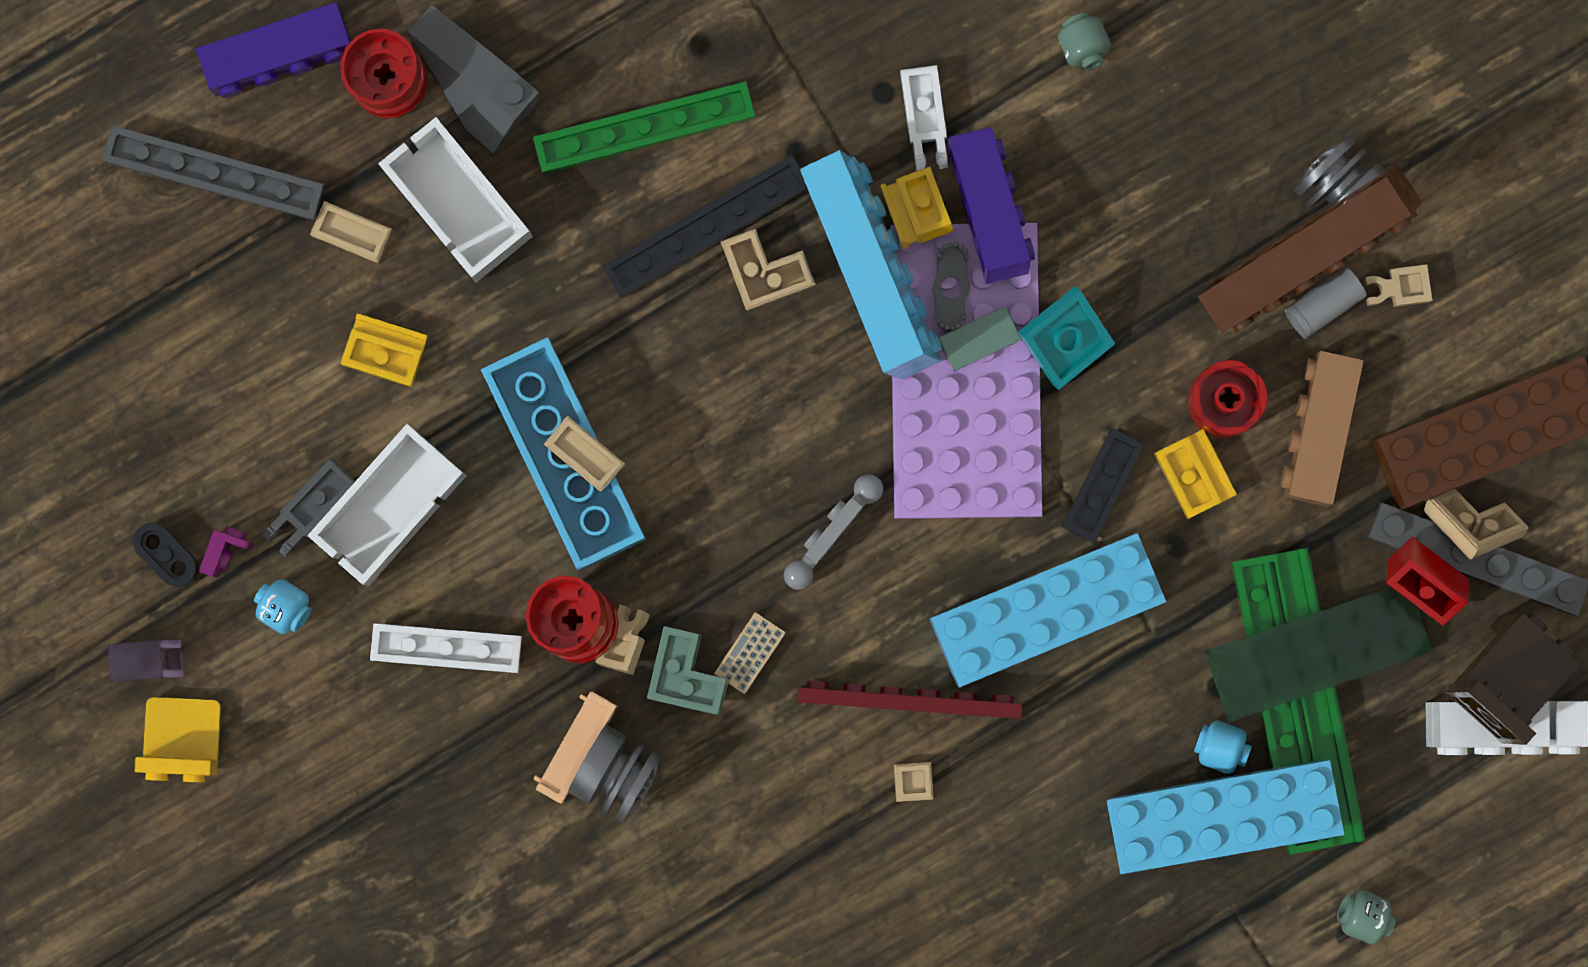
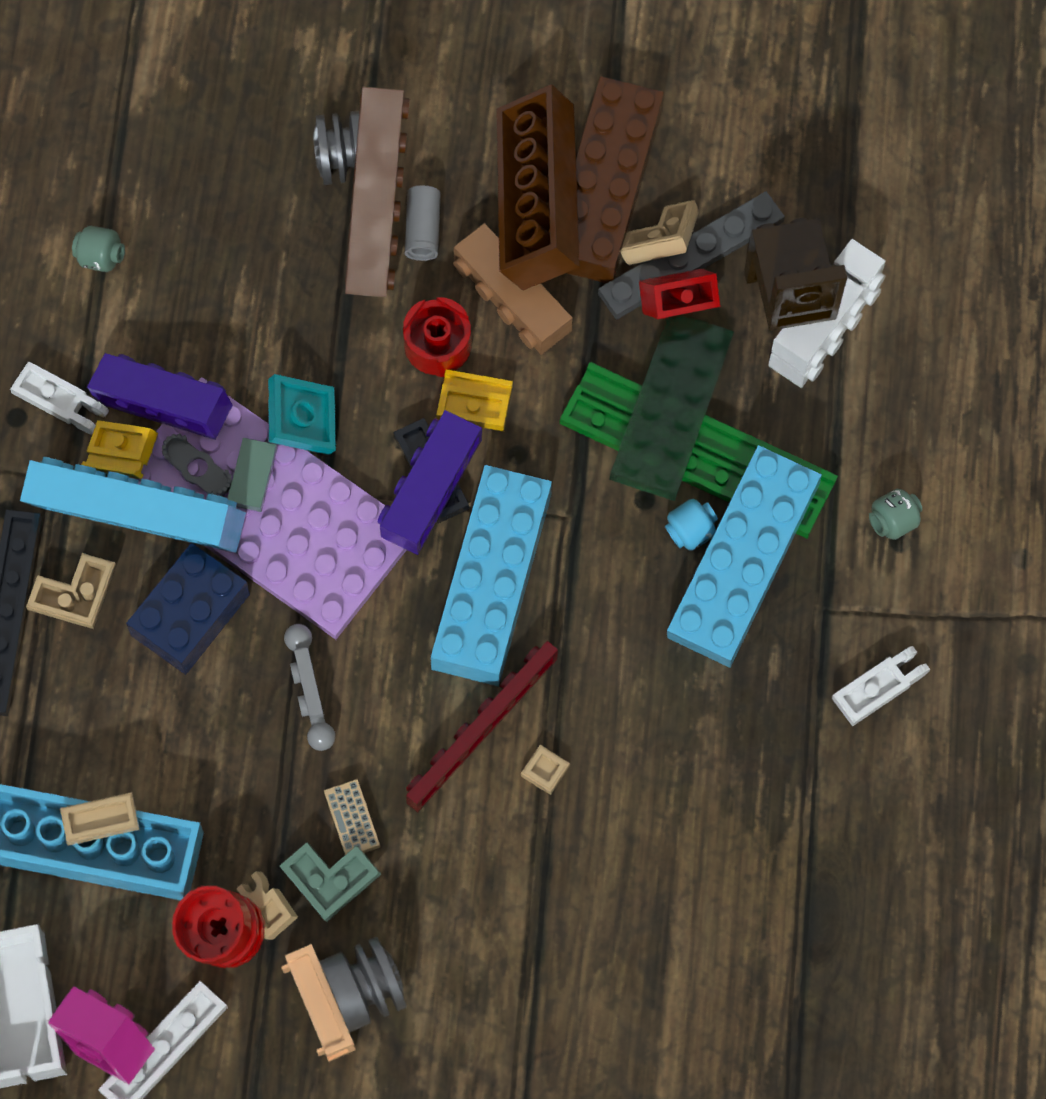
camera: 55 degrees left, 15 degrees down
(415, 596) = (102, 1034): none -> dark pink brick
(822, 377) = (188, 608): none -> dark blue brick
(1088, 497) = (430, 481): none -> dark purple brick
(1404, 286) = (453, 163): tan plate -> none
(1429, 384) = (537, 188): none -> reddish brown brick

